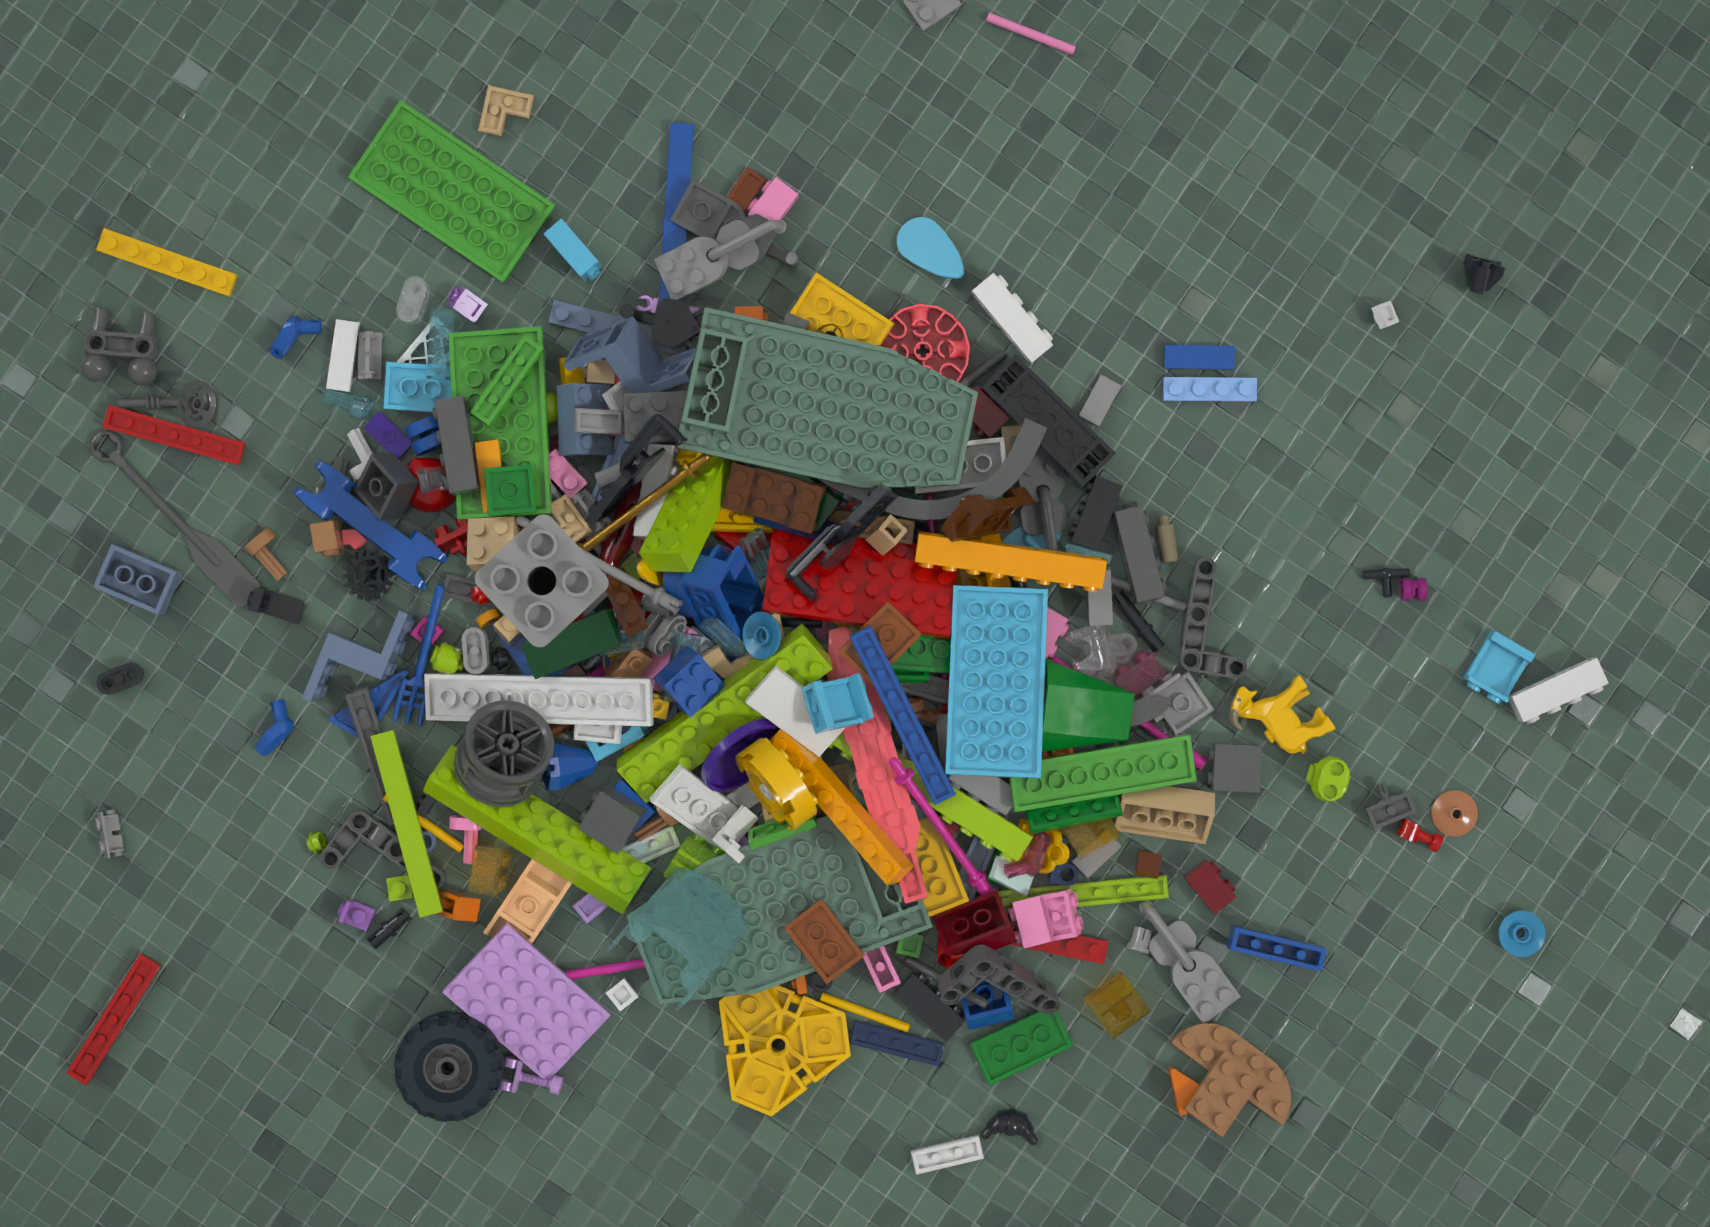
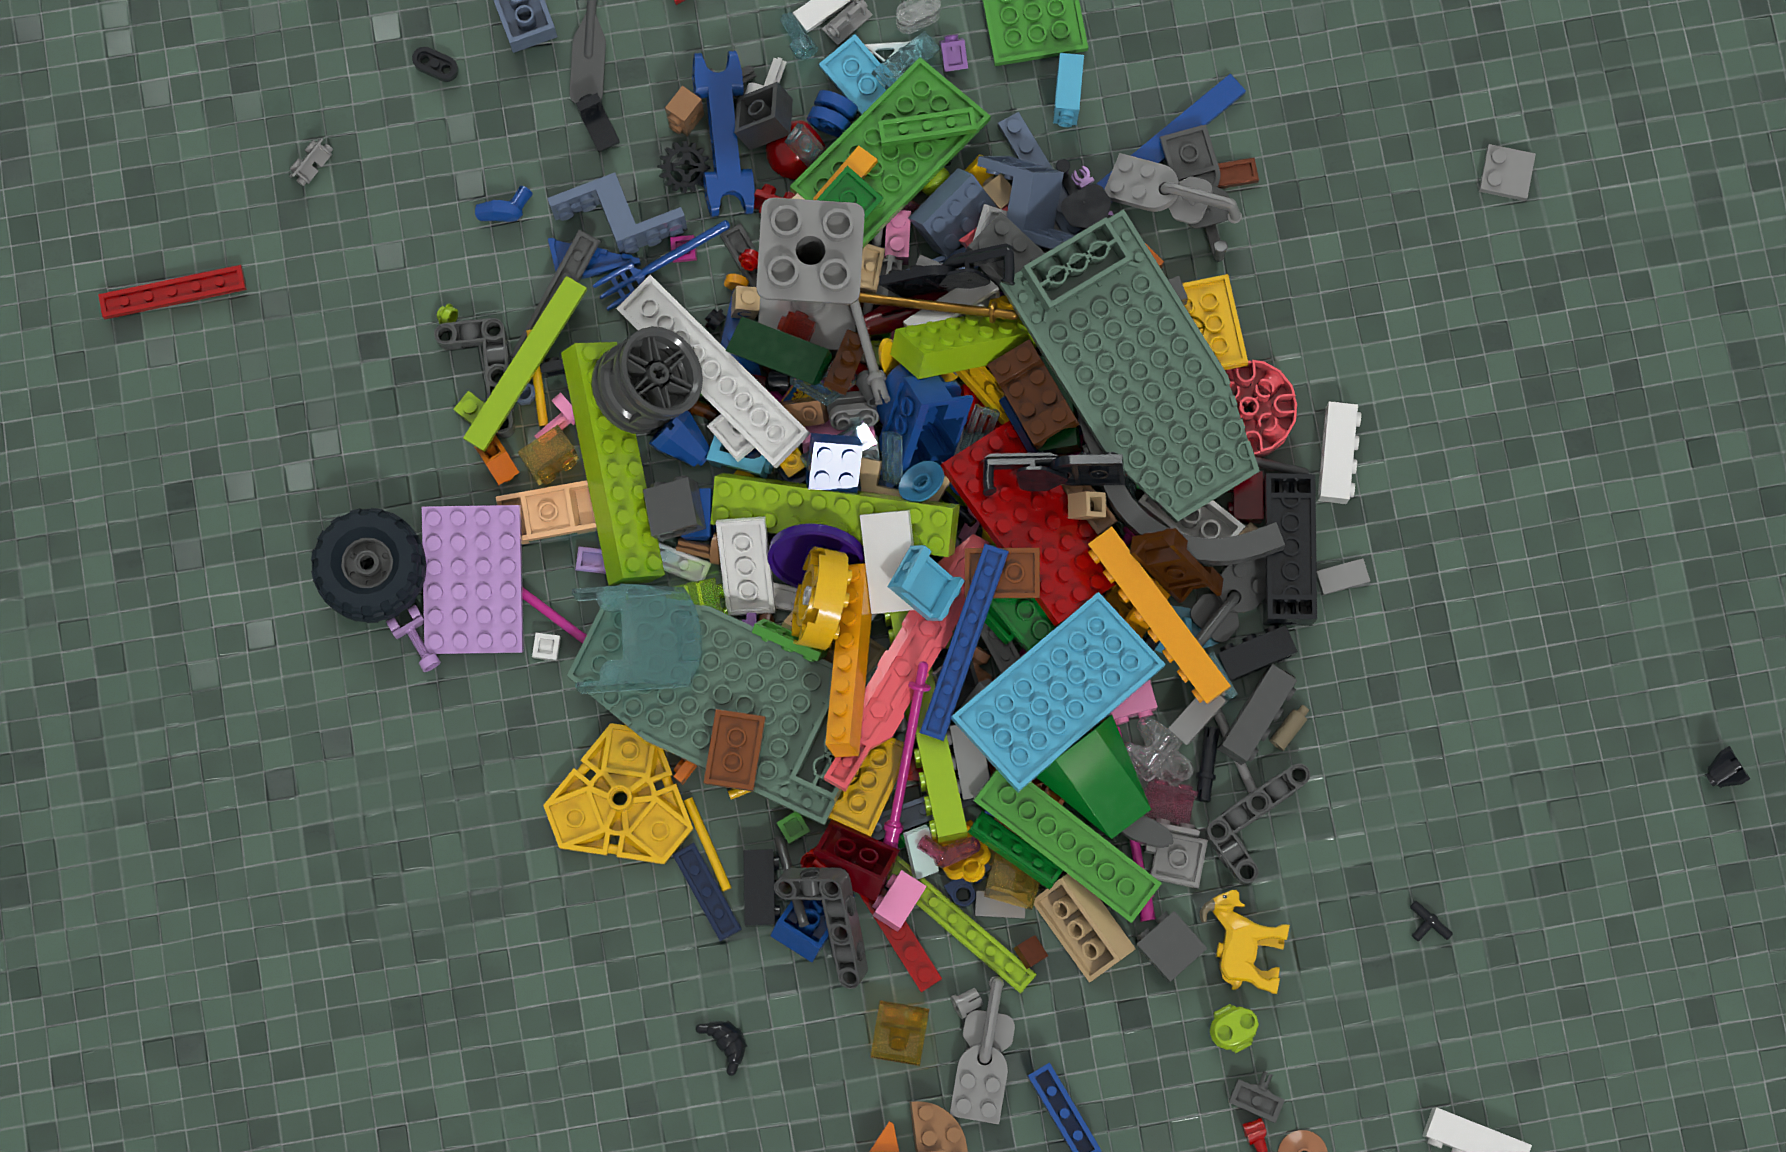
camera: 45 degrees right, 10 degrees down
(258, 548) = (628, 71): medium nougat piece -> none
(353, 538) = (701, 133): coral piece -> none
(356, 914) = (419, 394): medium lavender bracket -> none
(388, 435) = (801, 88): dark purple plate -> none
(389, 928) = (431, 427): black pin -> none
(447, 658) = (677, 281): lime head -> none
(457, 445) = (844, 135): dark grey brick -> none
(476, 650) = (704, 294): light grey brick -> none
(598, 421) = (961, 217): light grey tile -> none
(734, 830) = (752, 608): white bracket -> none
(775, 200) = (1251, 198): bright pink brick -> none
(818, 983) = (698, 789): black plate -> none
(881, 968) = (754, 819): bright pink brick -> none
(929, 248) = (1328, 343): medium azure shield -> none
(947, 1154) = (657, 1014): white tile -> none
(1020, 1045) = (796, 989): green tile -> none
(1030, 33) = (1557, 268): bright pink bar -> none
(1062, 914) = (928, 919): bright pink bracket -> none
(1199, 357) = (1449, 619): blue tile -> none
(1209, 389) = (1434, 651): light blue plate -> none
(1210, 886) = (1061, 1016): dark red brick -> none
(1385, 315) = (1622, 727): white plate -> none
(1413, 589) = (1436, 947): magenta wheel -> none
(1497, 667) = (1447, 1077): medium azure panel -> none

